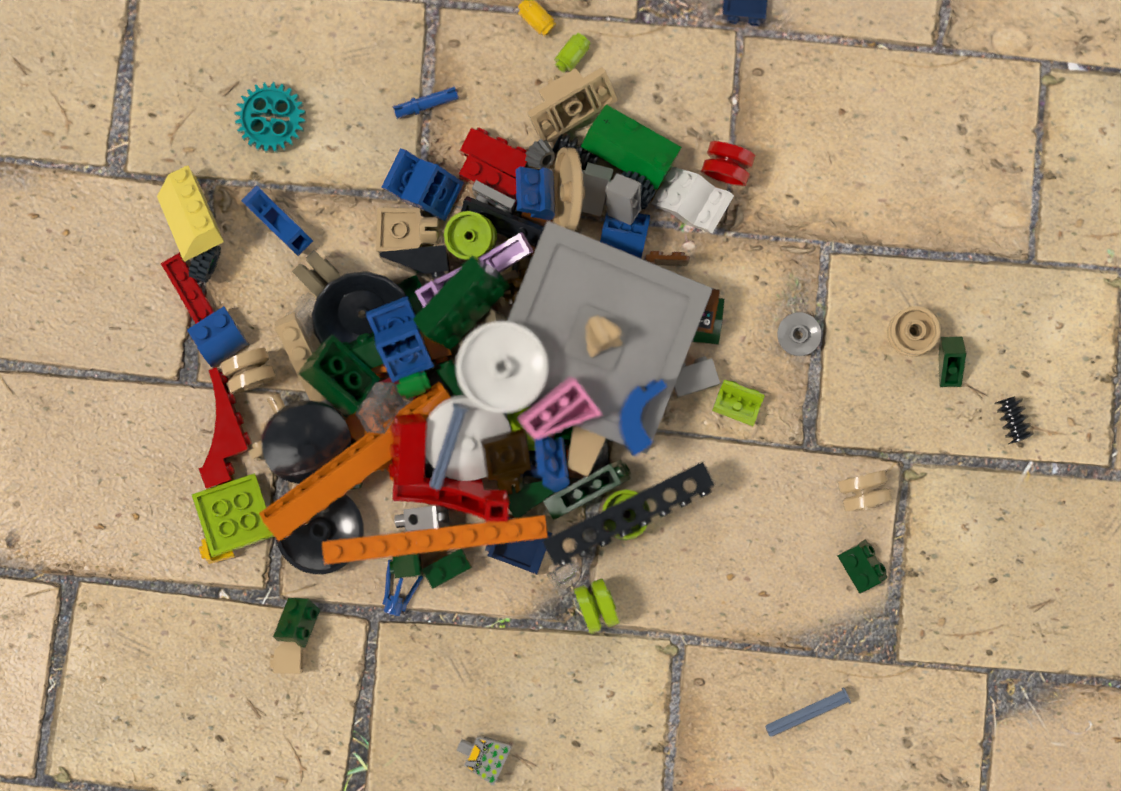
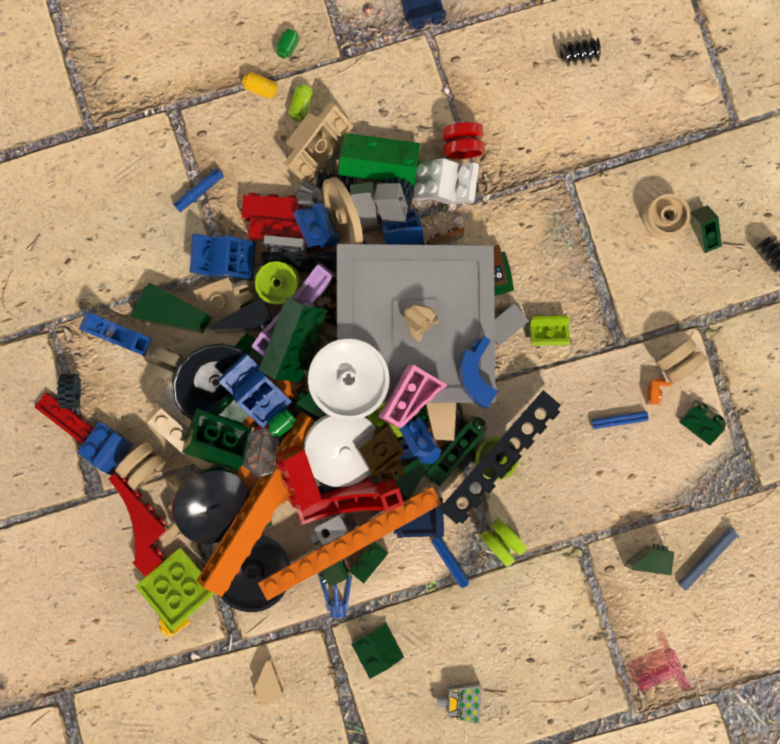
camera: 25 degrees left, 0 degrees up
(188, 214) = (40, 357): light yellow slope -> none
(273, 97) = (72, 235): teal gear -> none
(297, 621) = (264, 655): dark green bracket -> none
(342, 218) = (167, 310): none -> dark green slope
(418, 665) = (377, 650): none -> dark green slope
(448, 445) = (330, 461): sand blue axle -> none
(532, 605) = (450, 562): none -> blue axle
(564, 576) = (467, 529): clear head -> none
(747, 688) = (652, 559): none -> dark green slope
(774, 527) = (620, 420): none -> blue axle
(810, 334) = (582, 249): light grey dish -> none
(822, 514) = (654, 393): none -> orange bracket
(893, 117) = (580, 51): none -> black piece

